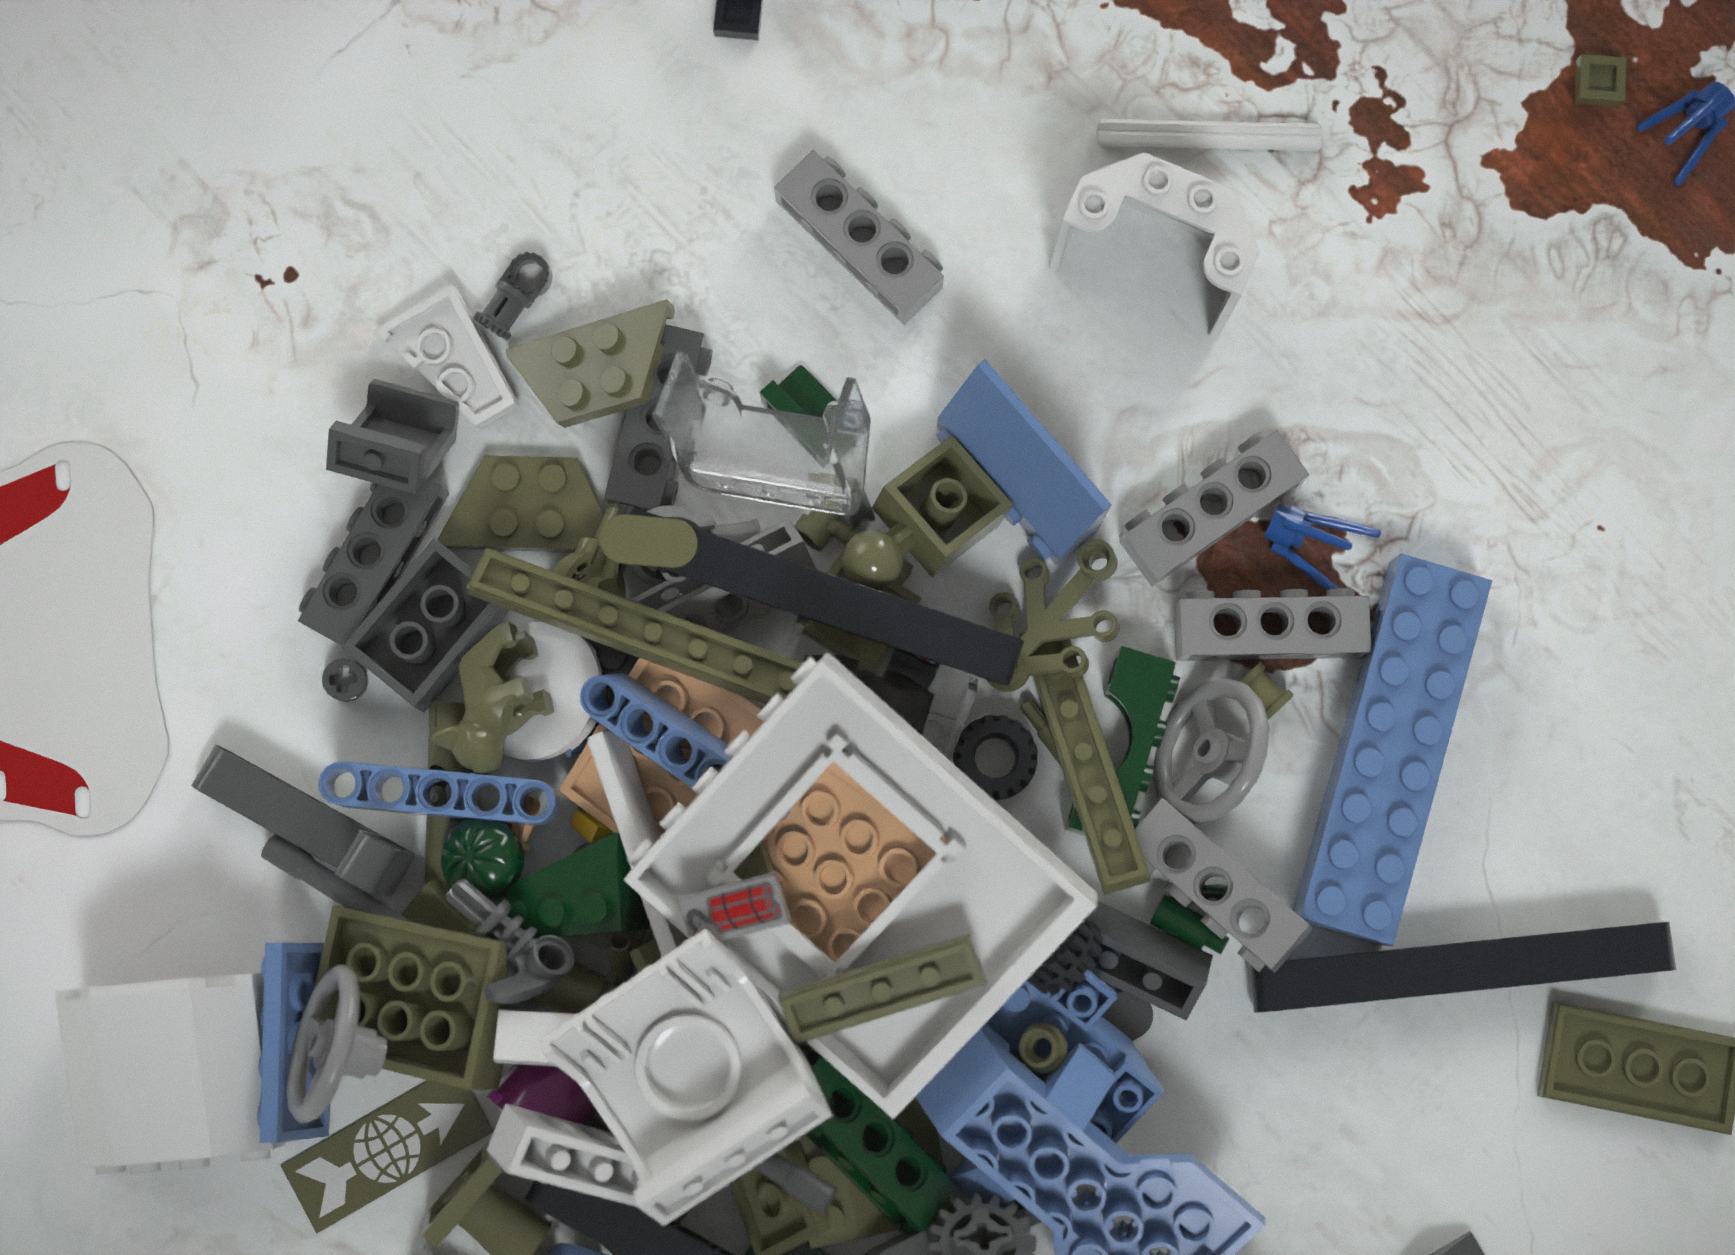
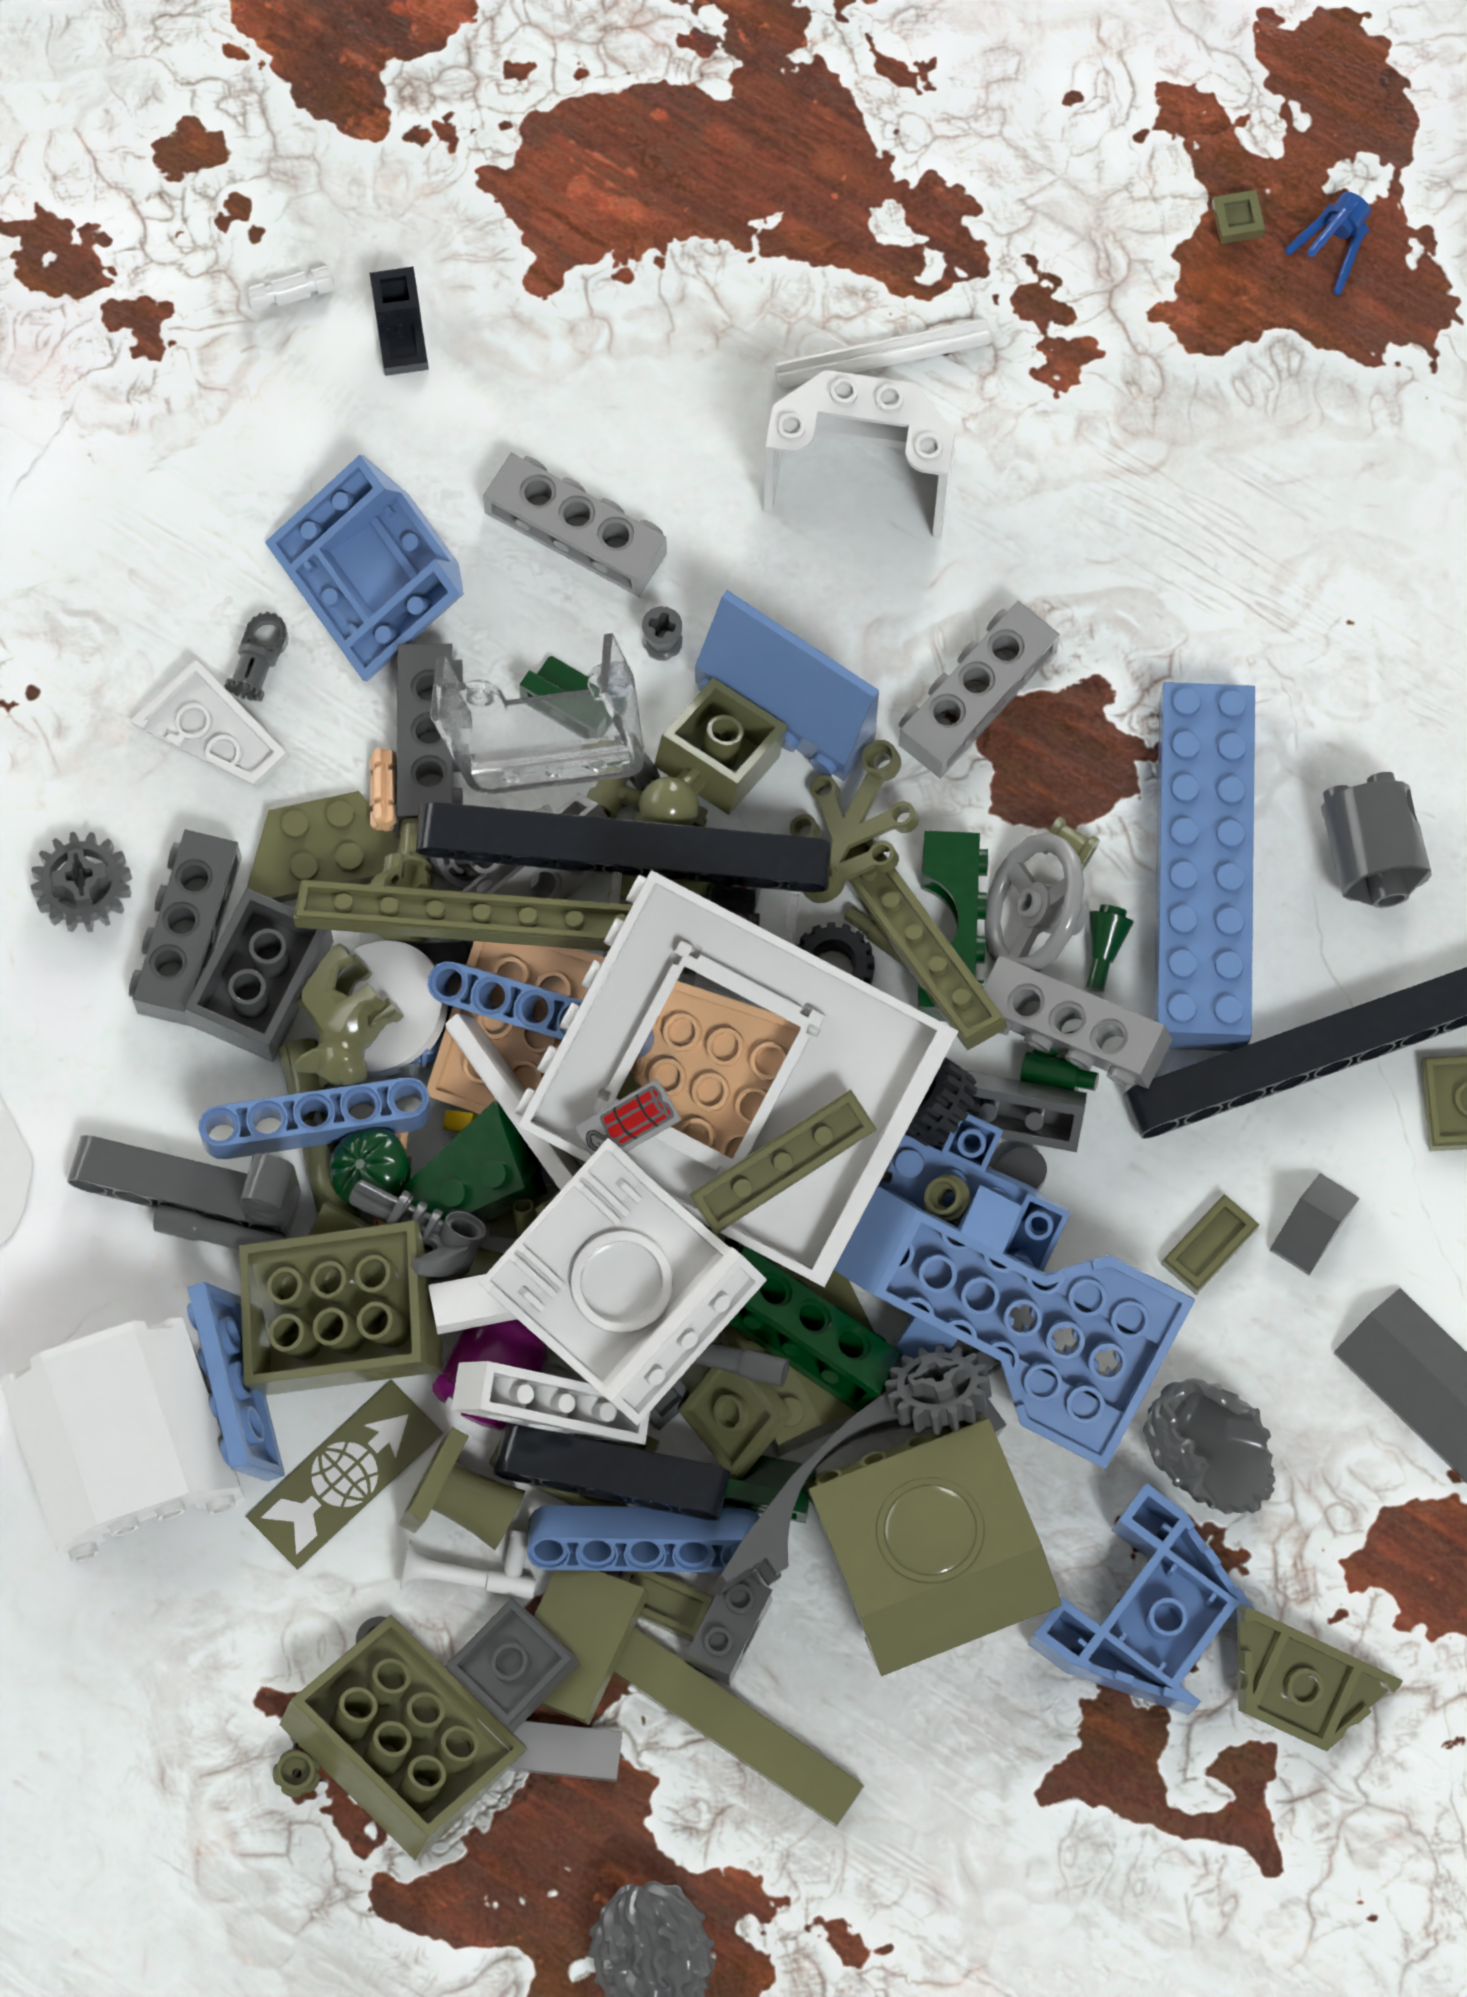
camera: 15 degrees left, 10 degrees down
(283, 503) = (64, 882): none -> dark grey gear
(335, 1045) = (286, 1354): light grey piece -> none
(354, 690) = (201, 1055): dark grey bush -> none
(394, 438) = (181, 806): dark grey panel -> none
(595, 365) = (355, 698): olive wing -> none
(599, 463) = (383, 789): none -> light nougat axle
(647, 222) = (368, 565): none -> medium blue slope
(648, 541) = (457, 827): olive tile -> none
(908, 360) = (662, 619): none -> dark grey bush
(1275, 794) = (1107, 933): none -> dark green cone
(1292, 525) = (1057, 688): blue plant -> none
(1294, 1138) = (1210, 1244): none -> olive tile
(1346, 637) = (1001, 814): light grey brick -> none
(1405, 1144) = (1314, 1223): none -> dark grey slope
(1571, 774) = (1376, 840): none -> dark grey cylinder

